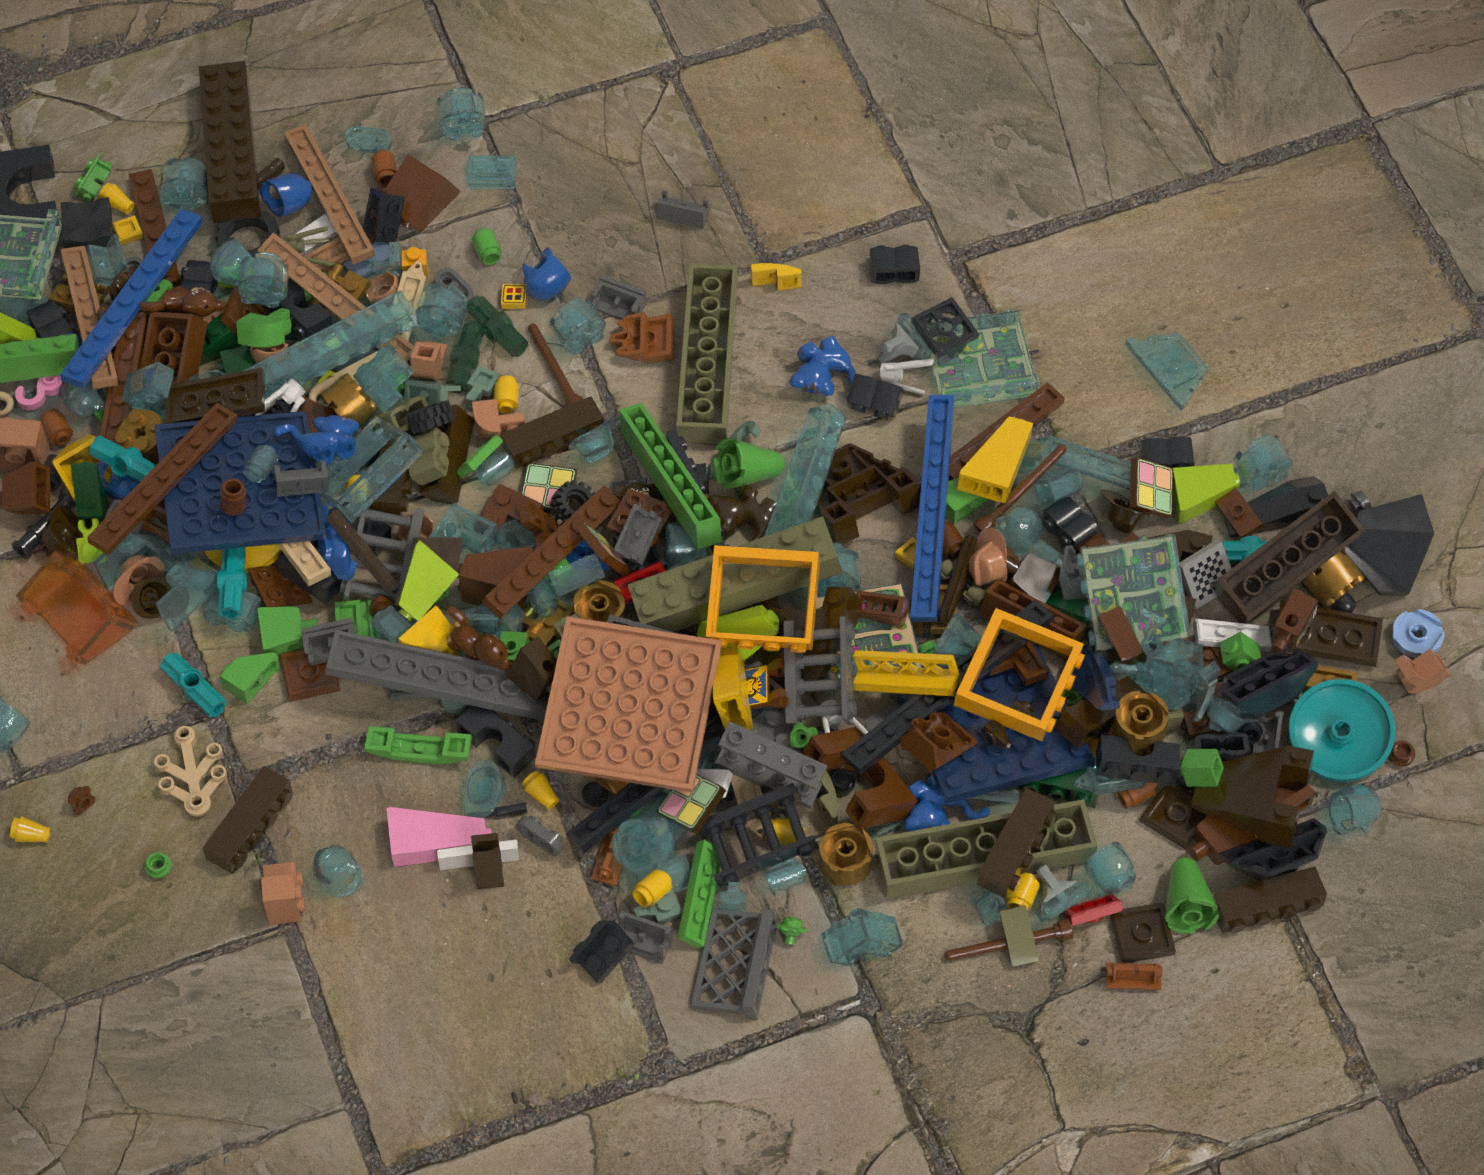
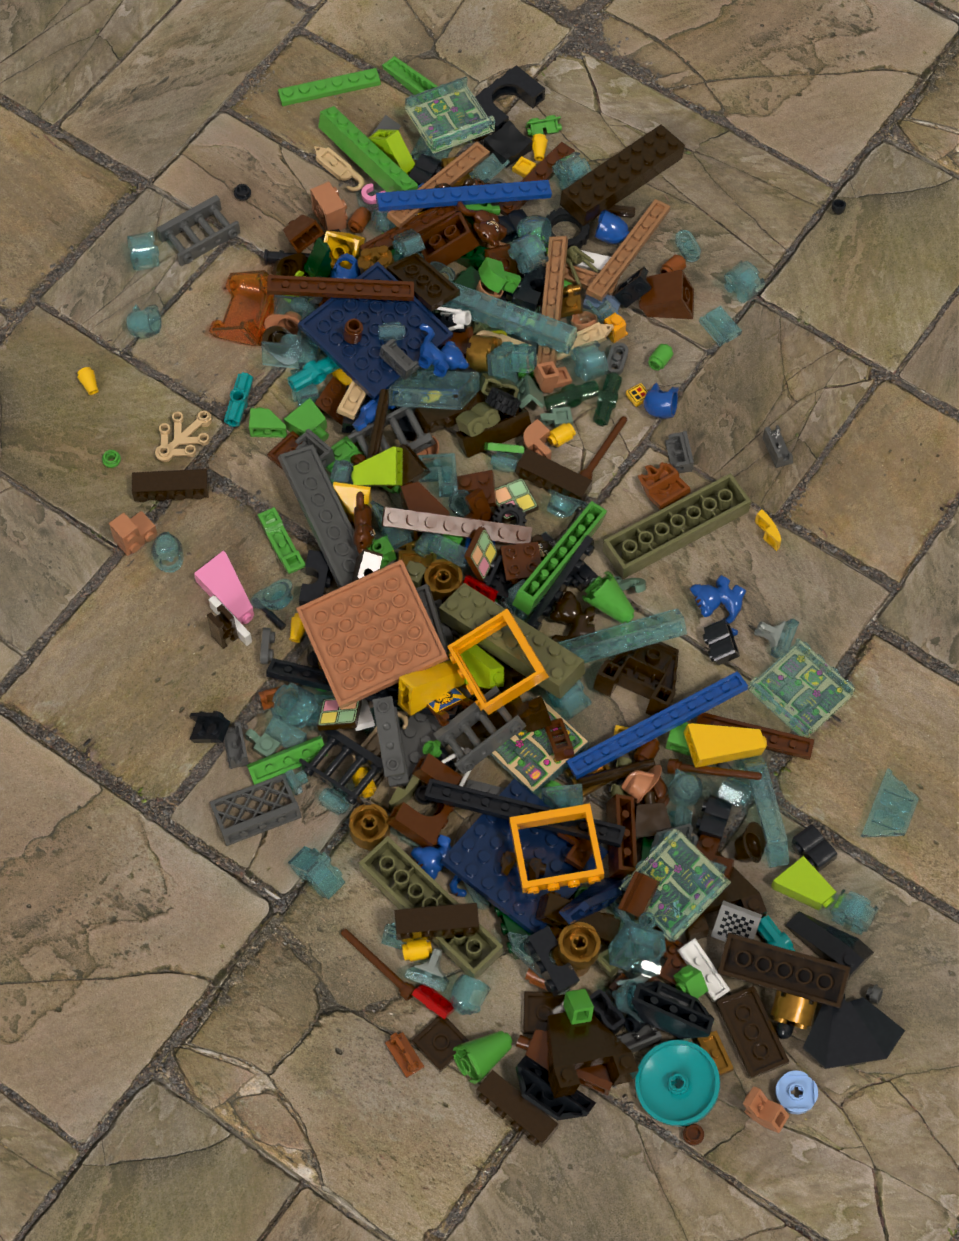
camera: 55 degrees right, 5 degrees up
(81, 799) = (125, 392): reddish brown plate -> none
(121, 460) = (348, 262): teal piece -> none
(577, 325) = (638, 441): clear light blue brick -> none
(637, 535) = (502, 565): dark grey hinge -> none
(652, 888) = (268, 729): yellow brick -> none
(791, 928) = (299, 827): bright green plant -> none
(894, 264) = (834, 593): black brick -> none
(894, 371) = (750, 643): white plant -> none
(907, 677) = (512, 781): yellow fence -> none
(936, 740) = (478, 828): reddish brown slope -> none
(957, 344) = (806, 638): black piece -> none
(1018, 935) = (382, 965): olive slope -> none
(1151, 487) = (775, 850): tile -> none
(1239, 513) = (802, 920): reddish brown plate -> none
(1294, 621) = (742, 1002): reddish brown torso -> none
(1355, 804) = (623, 1126): clear light blue piece -> none

